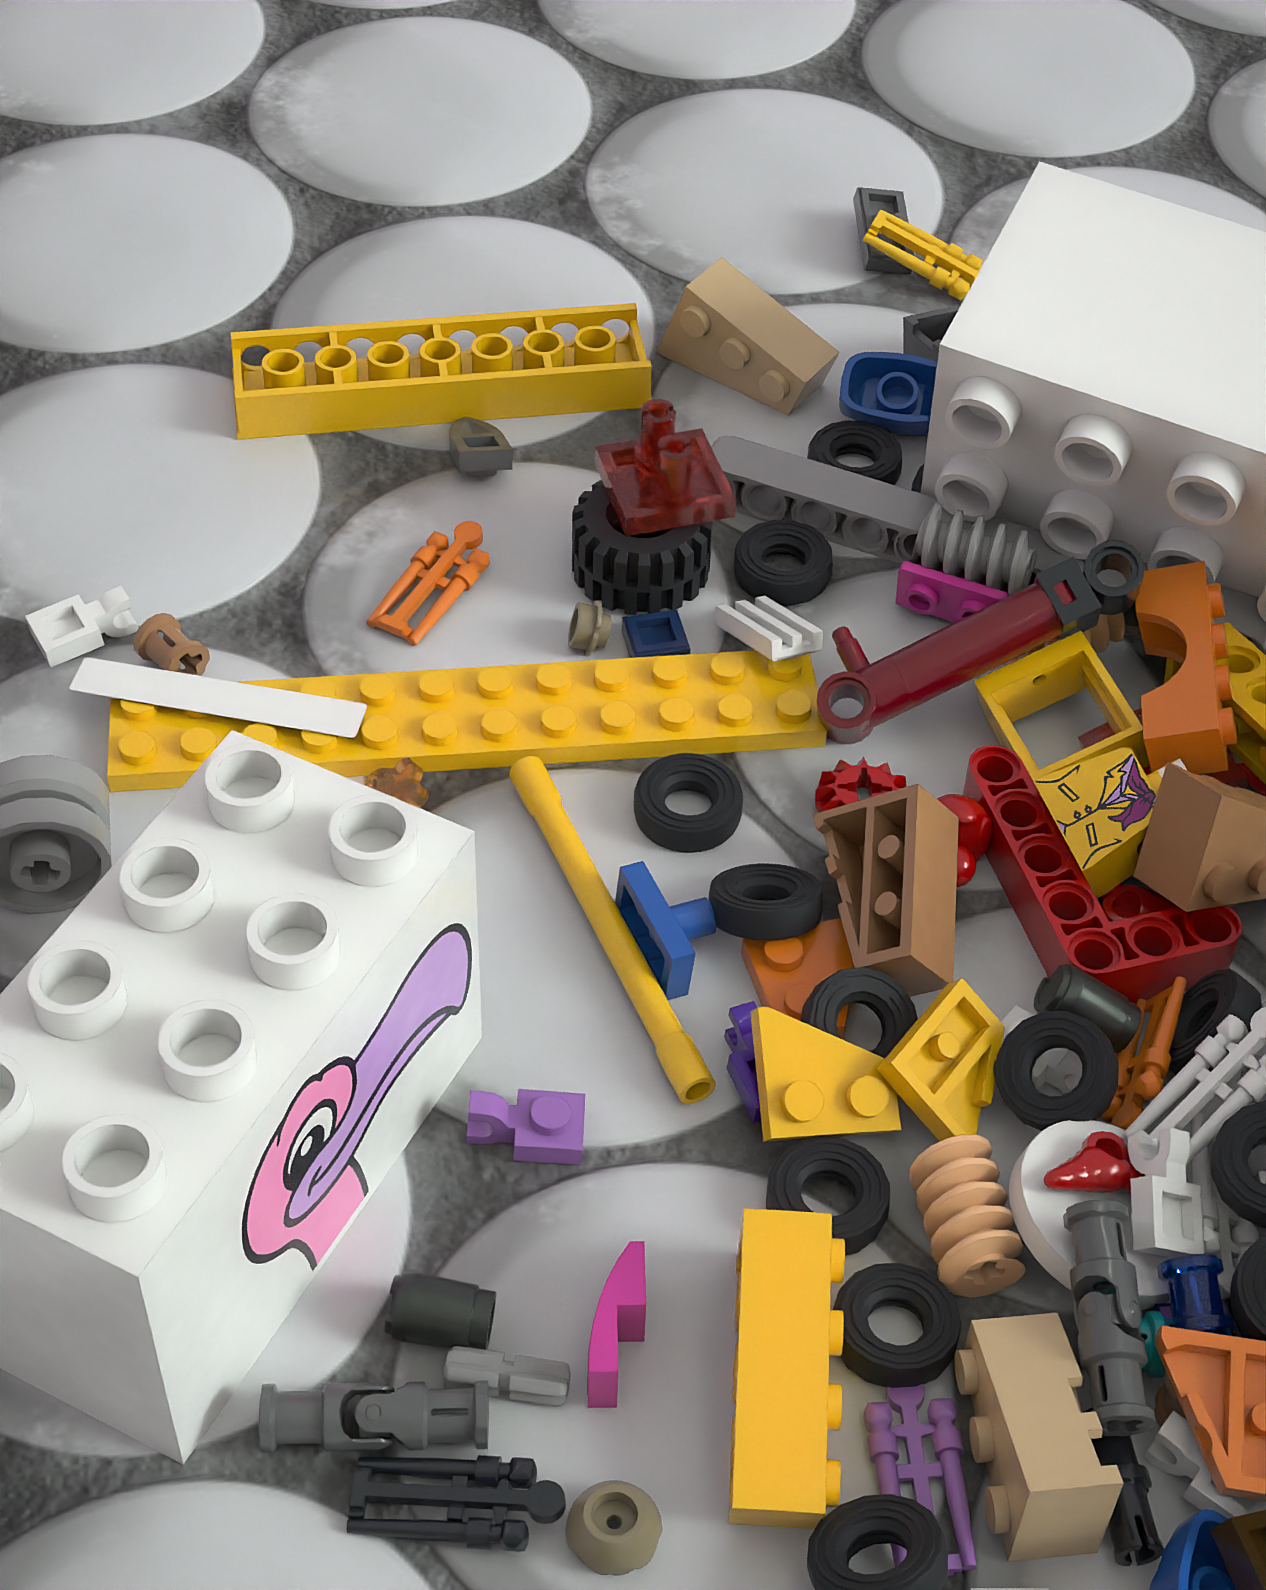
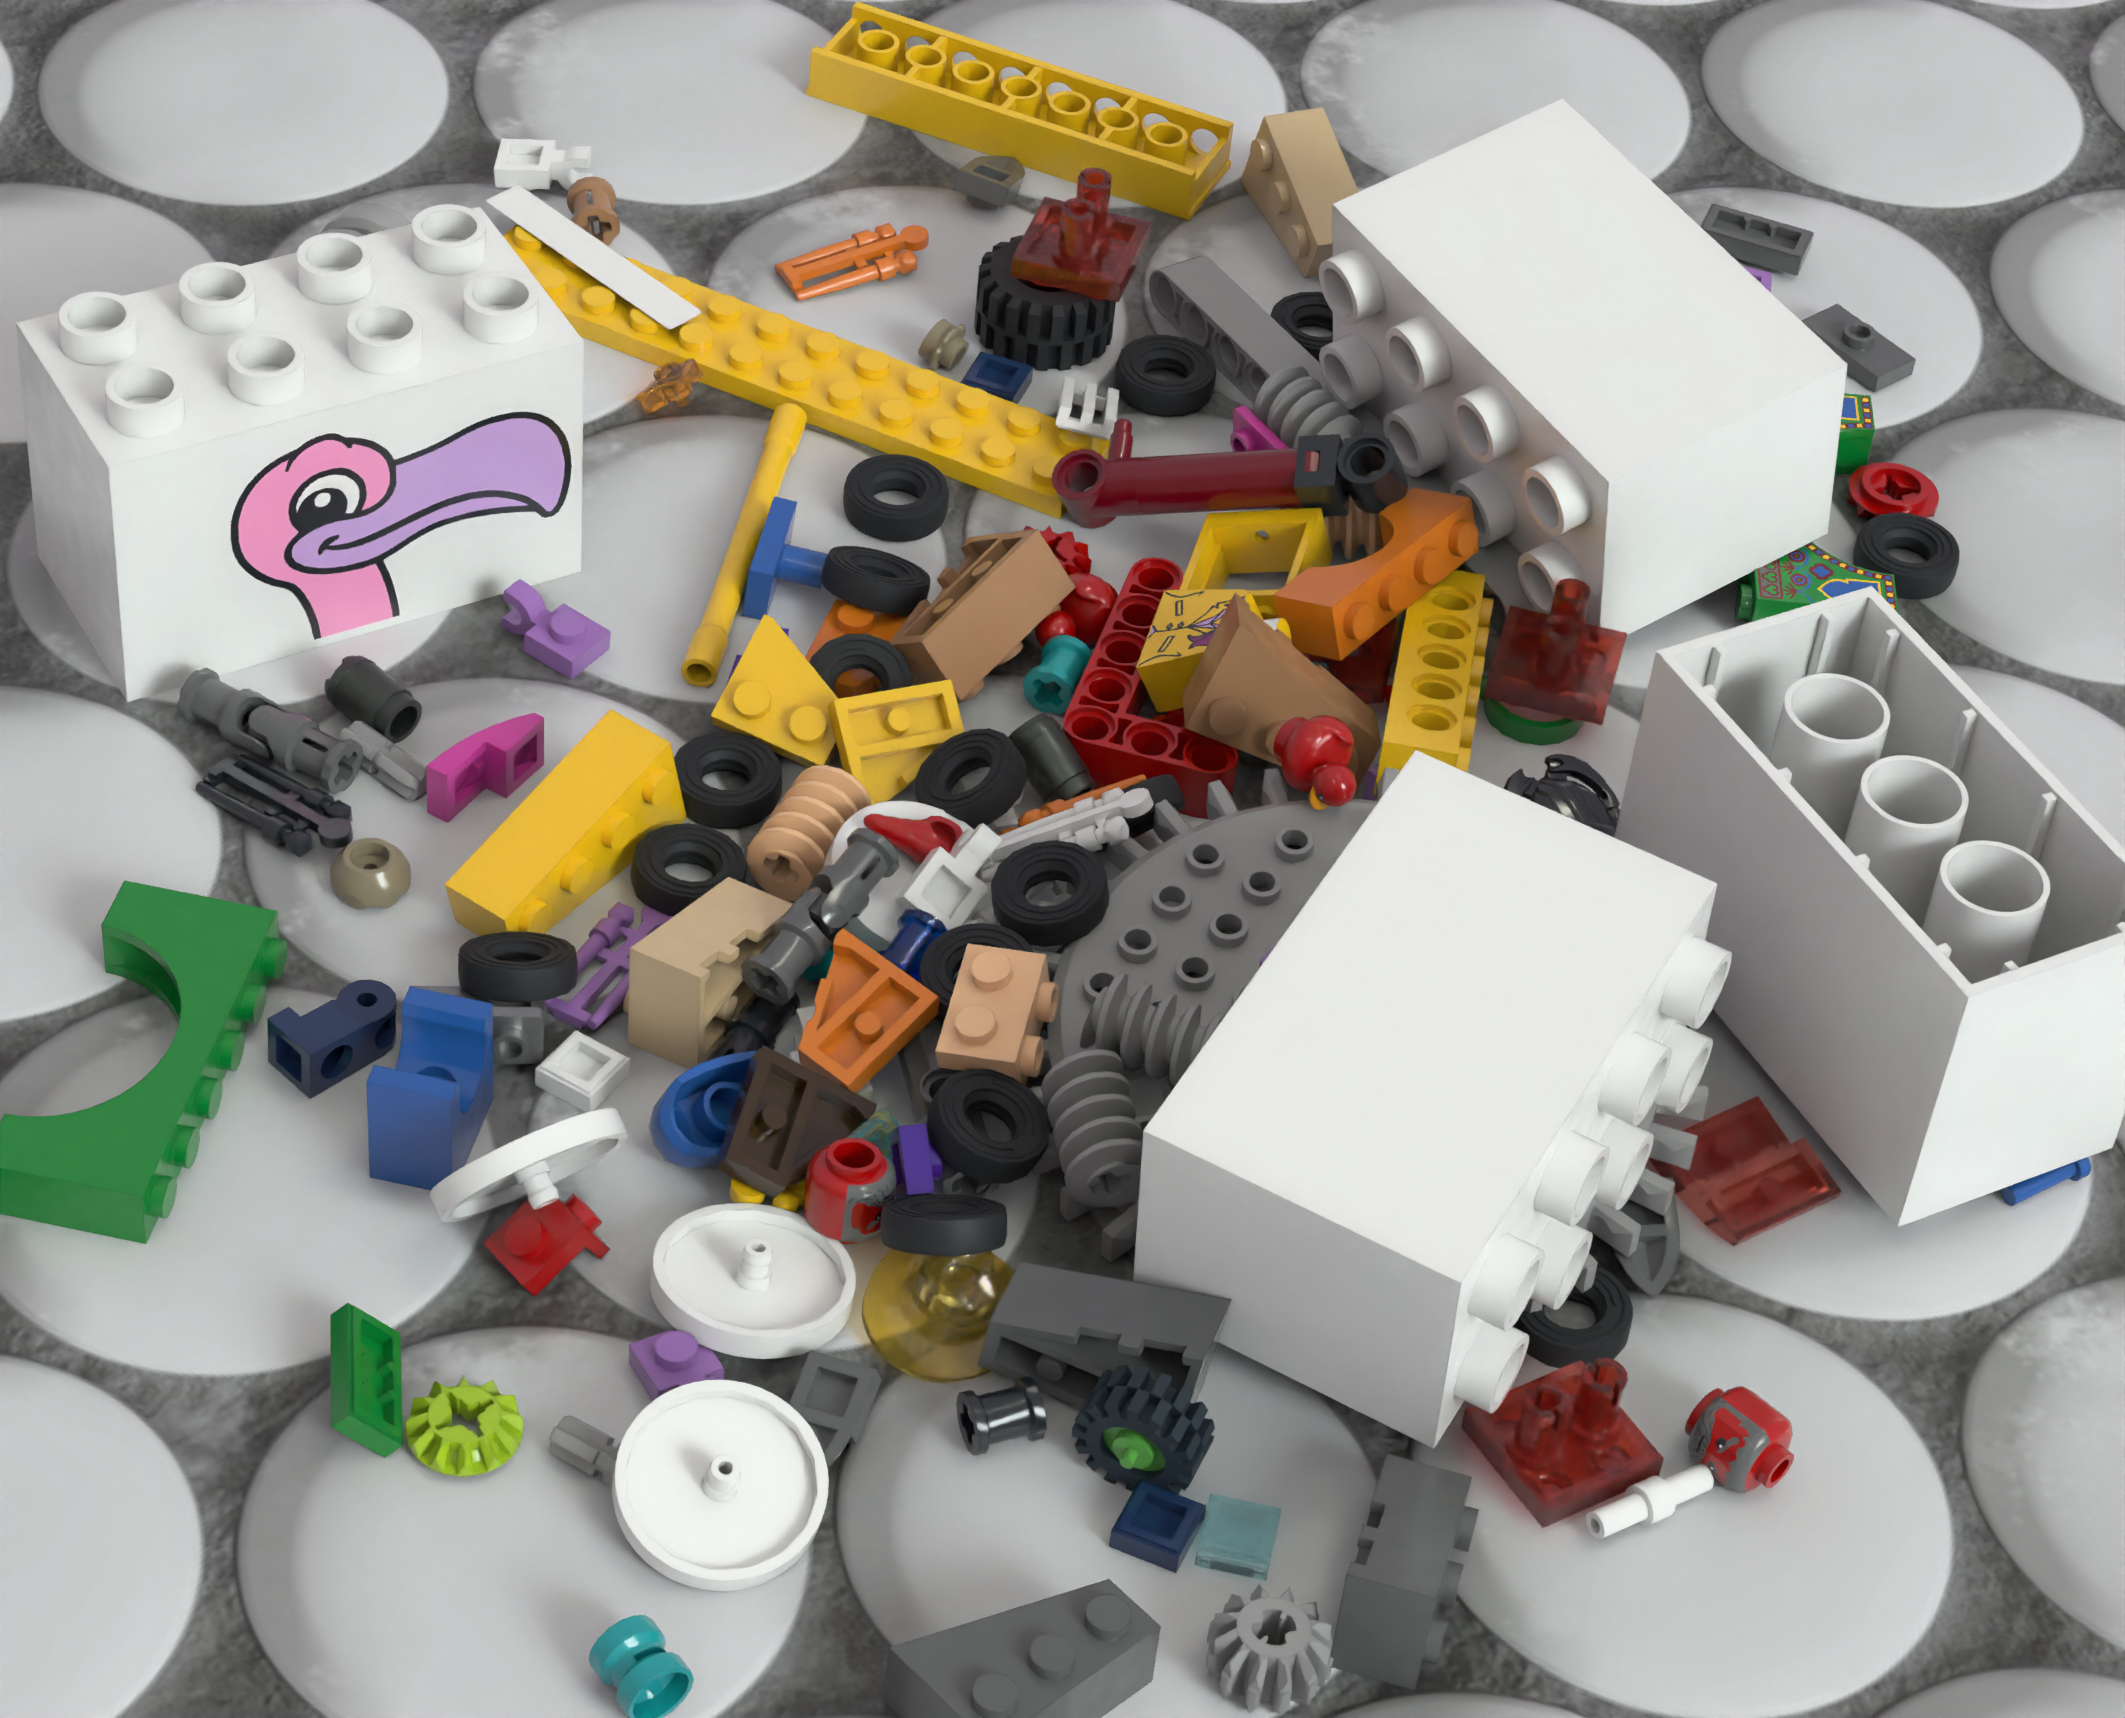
camera: 30 degrees right, 5 degrees down
(993, 908) = (1054, 680): none -> teal bush

